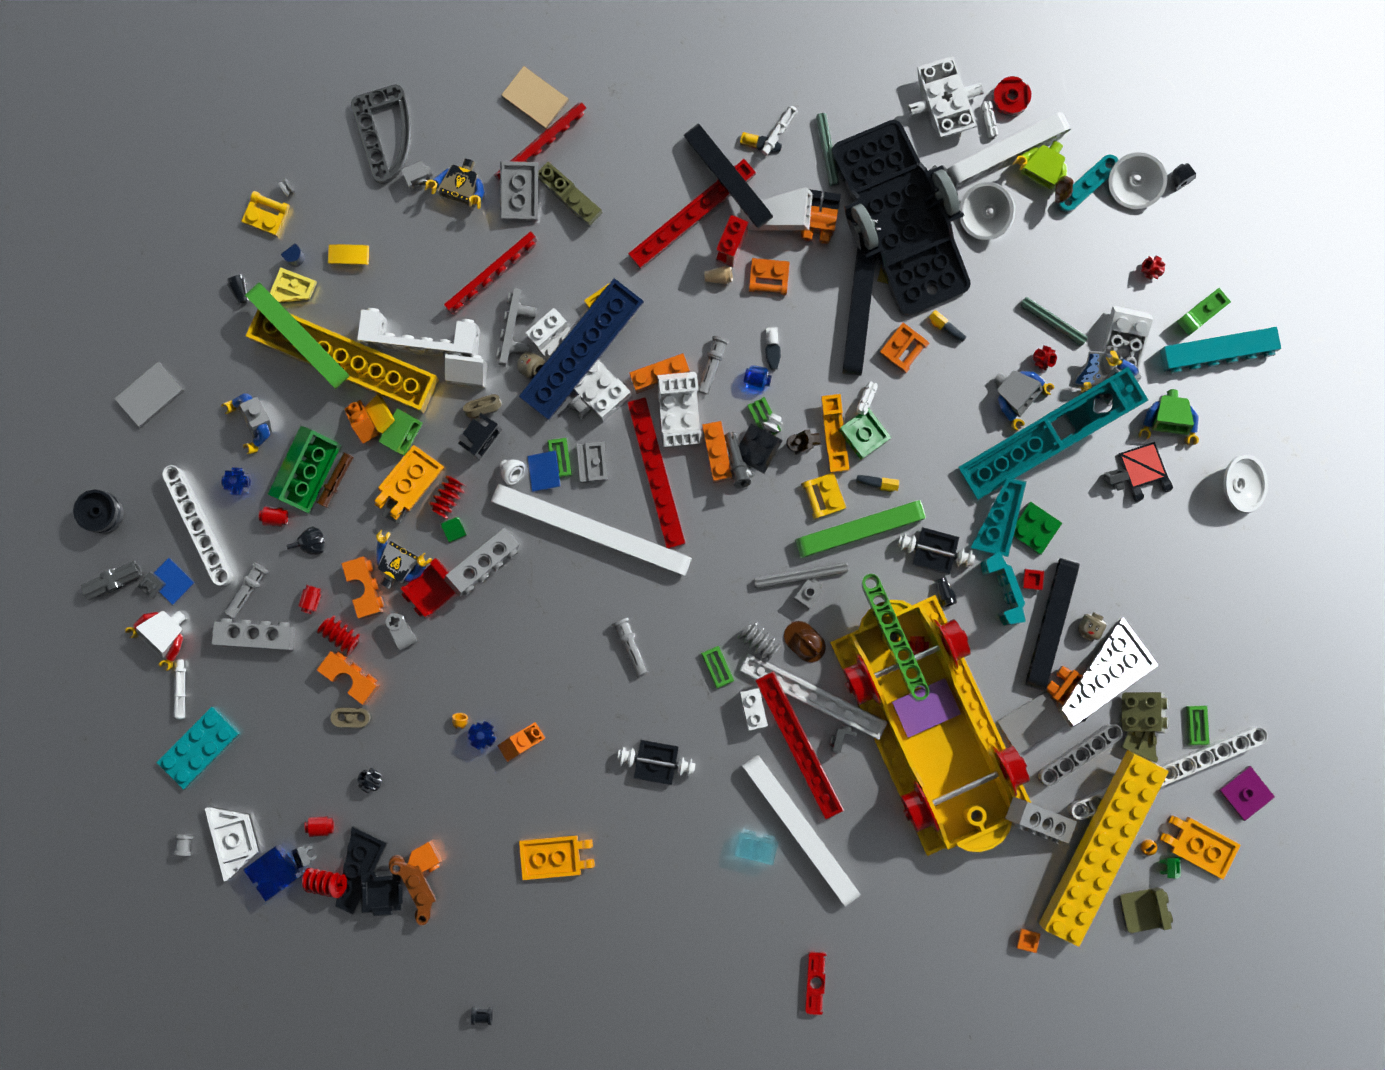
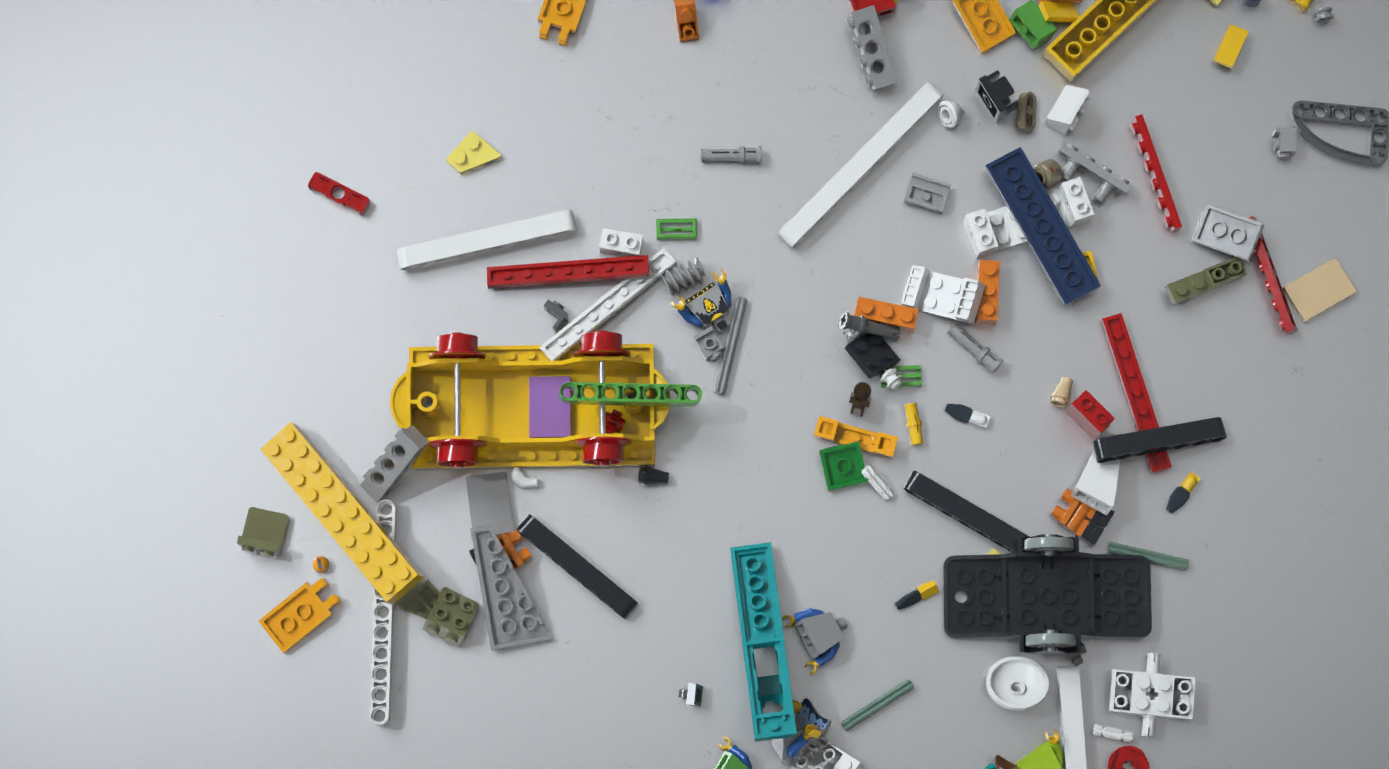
camera: 110 degrees right, 5 degrees down
(373, 329) = (1144, 38): white plate -> none
(447, 496) = (950, 42): red piece -> none
(453, 529) = (917, 37): green slope -> none
(459, 184) = (1258, 179): torso -> none
(544, 471) = (938, 144): blue window -> none
(558, 441) = (941, 164): bright green tile -> none
(579, 407) = (987, 202): light grey bush -> none
(656, 473) = (891, 250): red plate -> none
(656, 762) = (611, 132): black plate -> none
(727, 878) = (471, 153): none -> light yellow wing
(756, 847) = (489, 191): clear light blue brick -> none
(757, 378) = (943, 385): clear blue head -> none
(769, 270) = (1047, 445): orange plate -> none
(775, 609) = (708, 305): none -> torso
(778, 131) = (1190, 519): white piece -> none
(801, 389) = (914, 424): none -> yellow pin
(805, 641) = (662, 323): reddish brown piece -> none
(829, 492) = (798, 407): yellow plate -> none
(860, 528) = (750, 421): bright green beam -> none
(885, 484) = (785, 464): piece -> none
(899, 343) = (919, 540): orange plate -> none
(936, 550) = (697, 484): black plate -> none
(999, 704) = (521, 481): none -> white arm
(1001, 521) = (699, 559): teal wing -> none
(1013, 593) = (640, 537): teal plate -> none
(1028, 940) = (286, 408): orange plate -> none
(1033, 579) = (628, 567): red plate -> none
(1036, 528) = (677, 593): green plate -> none
(1045, 357) = (843, 676): red gear -> none
(1089, 753) = (433, 527): light grey beam -> none
(1092, 626) = (557, 603): dark tan head -> none
(1144, 467) = (691, 728): flag -> none
(1173, 867) = (291, 576): green tile -> none
(1197, 725) = (431, 671): bright green tile -> none
(1246, 793) = (329, 683): magenta plate -> none

